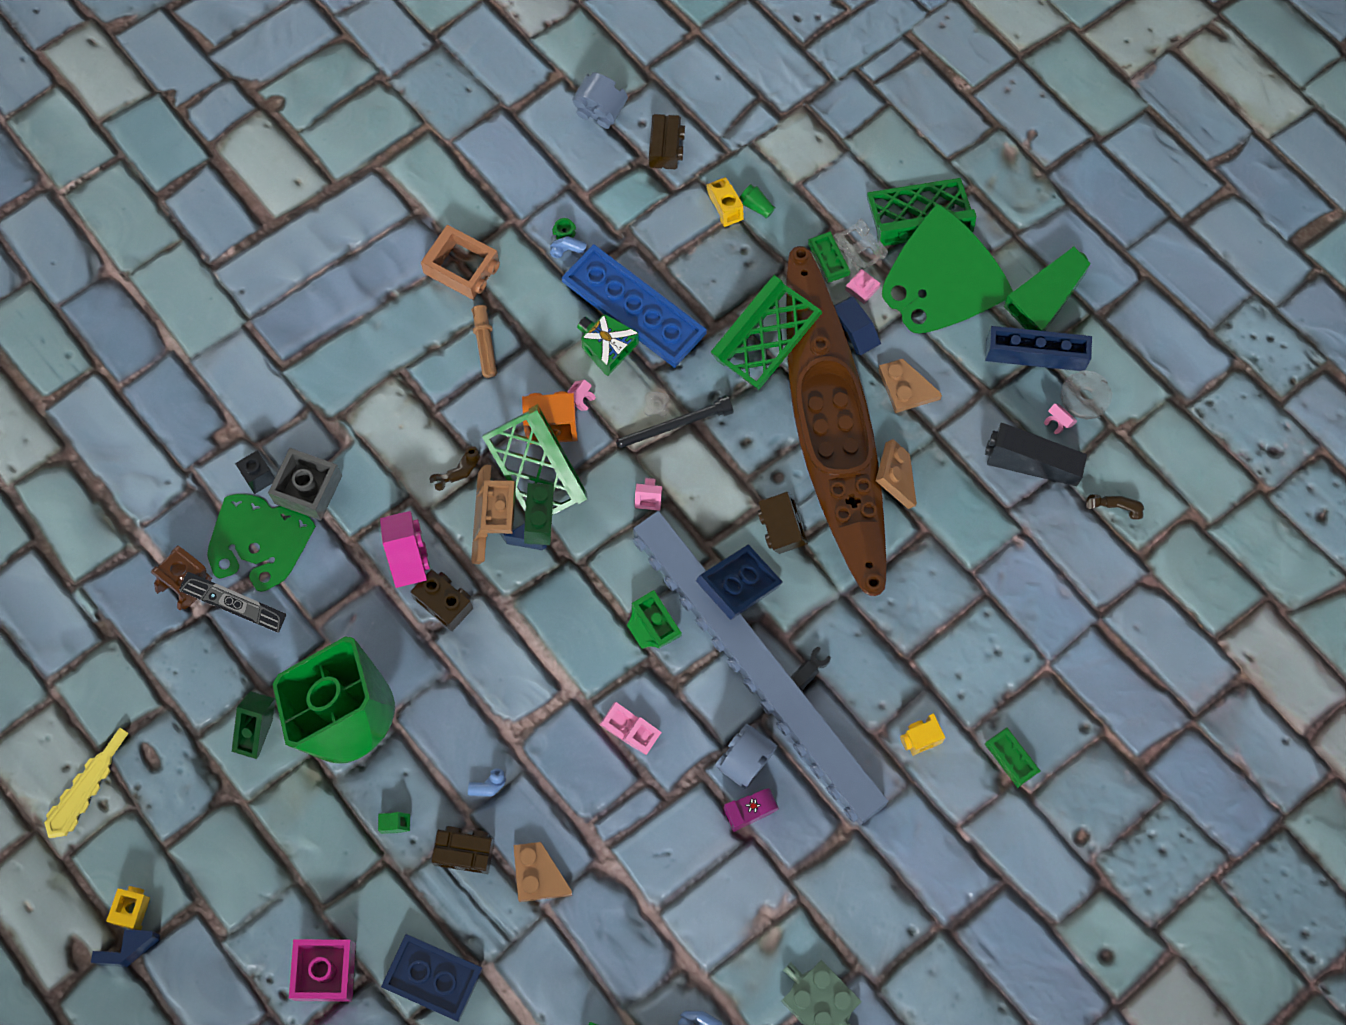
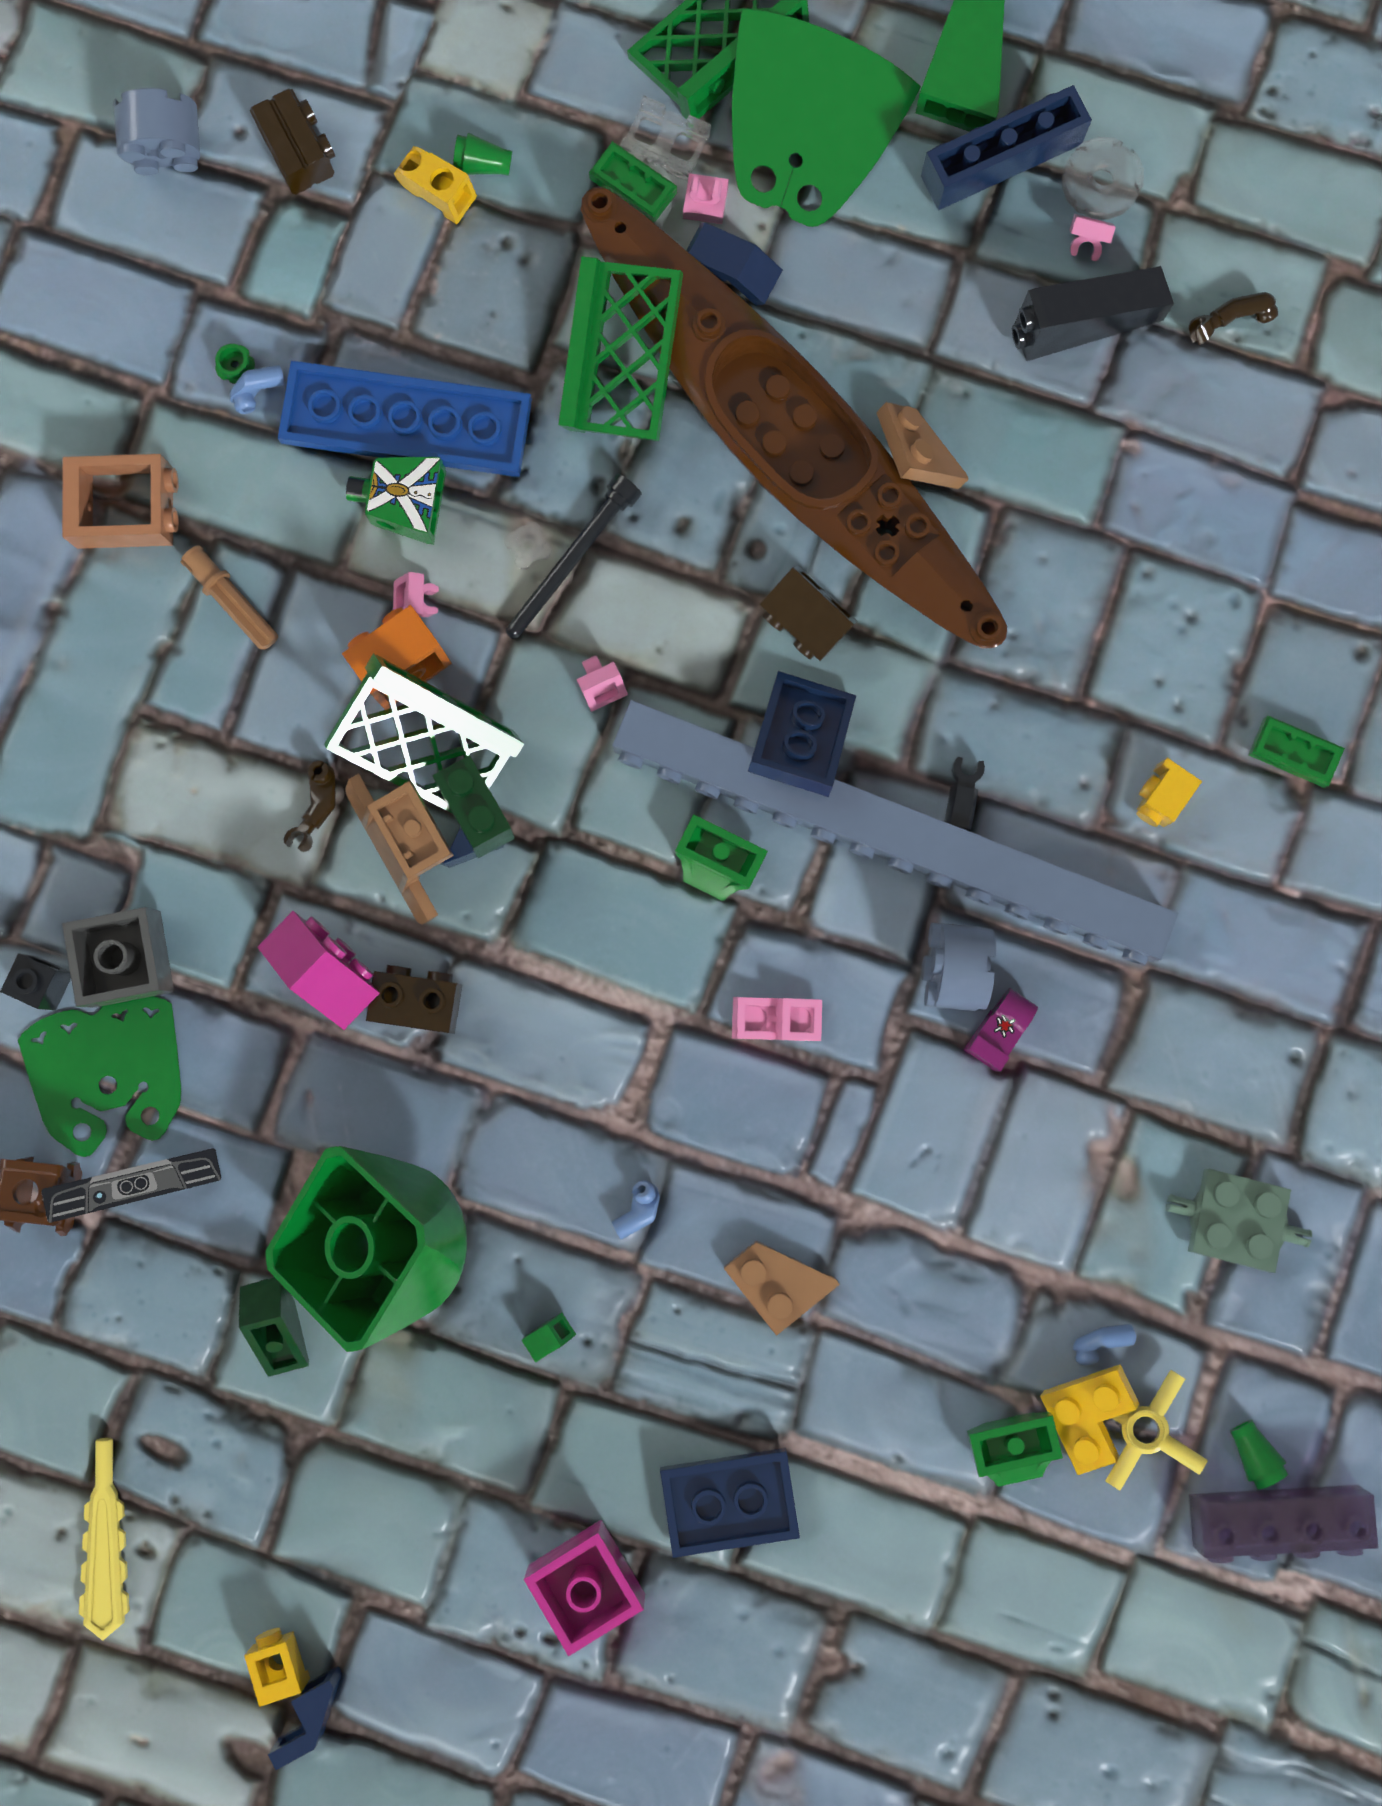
camera: 25 degrees left, 15 degrees up
(463, 850) = (663, 1318): dark brown brick -> none
(906, 386) = (853, 311): medium nougat wing -> none

